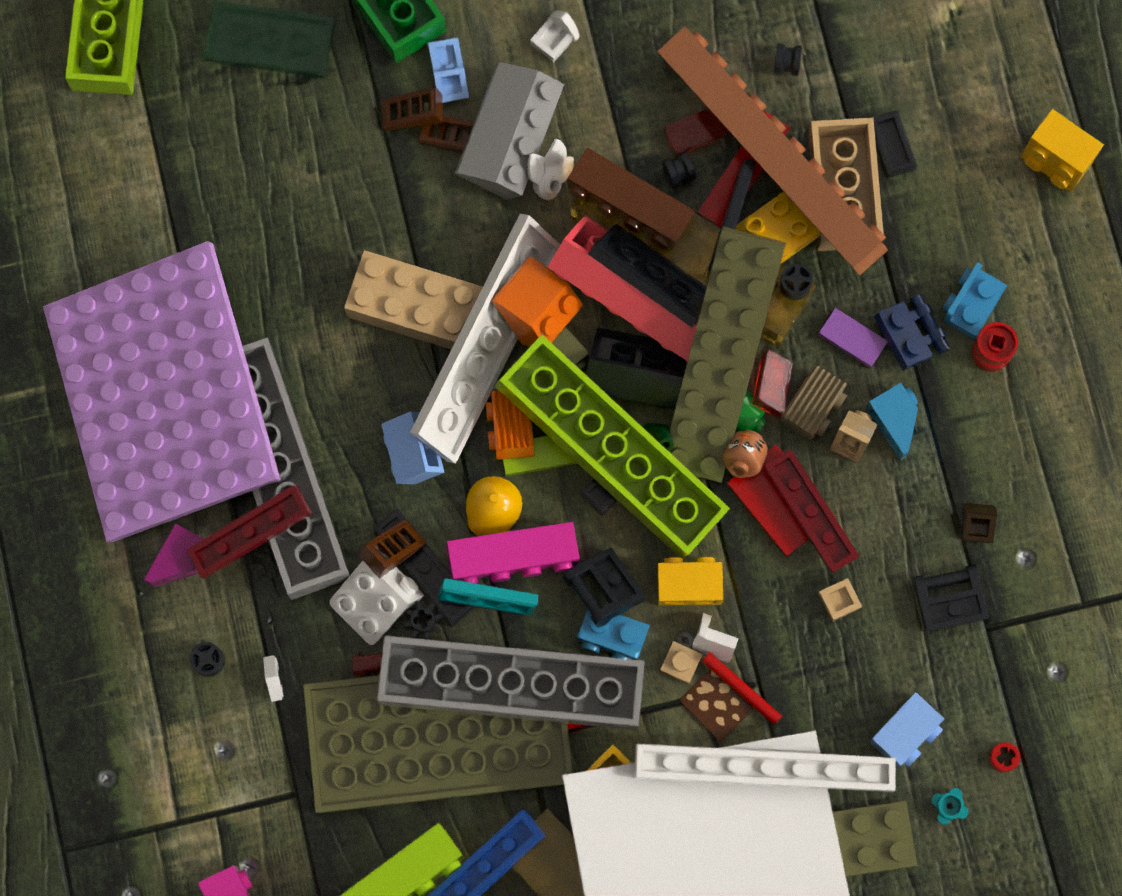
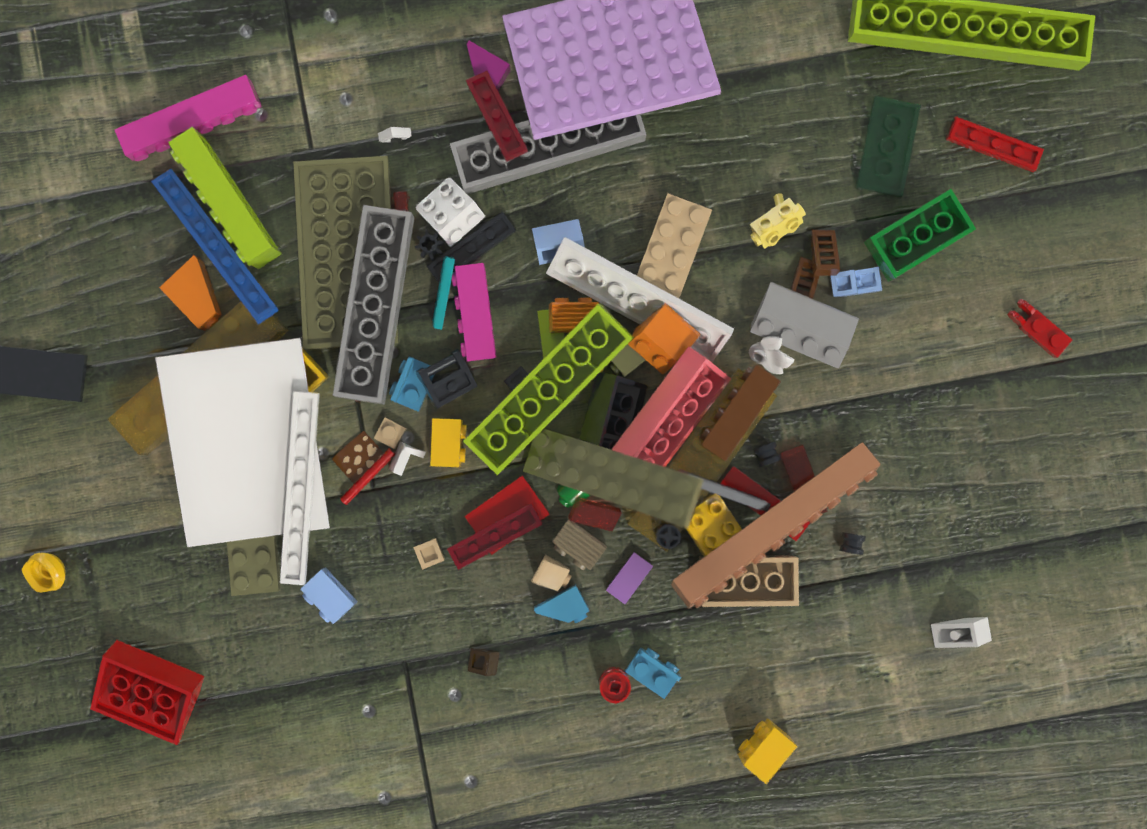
camera: 90 degrees right, 10 degrees up
(202, 655) = (410, 82): black wheel -> none
(371, 165) = (777, 222): none -> light yellow brick
(377, 561) = (470, 209): reddish brown slope -> none
(493, 506) = (513, 300): yellow hat -> none
(555, 35) = (880, 365): white tile -> none
(650, 273) = (679, 425): black tile -> none
(660, 433) = (561, 426): dark green arm -> none
(745, 454) = (540, 489): nougat head -> none
(893, 145) = (781, 620): black tile -> none
(904, 336) = (627, 617): dark blue plate -> none
(945, 814) = (270, 629): teal plate -> none
(953, 608) = (418, 637): black plate -> none
(1013, 762) = (304, 673): red bush -> none

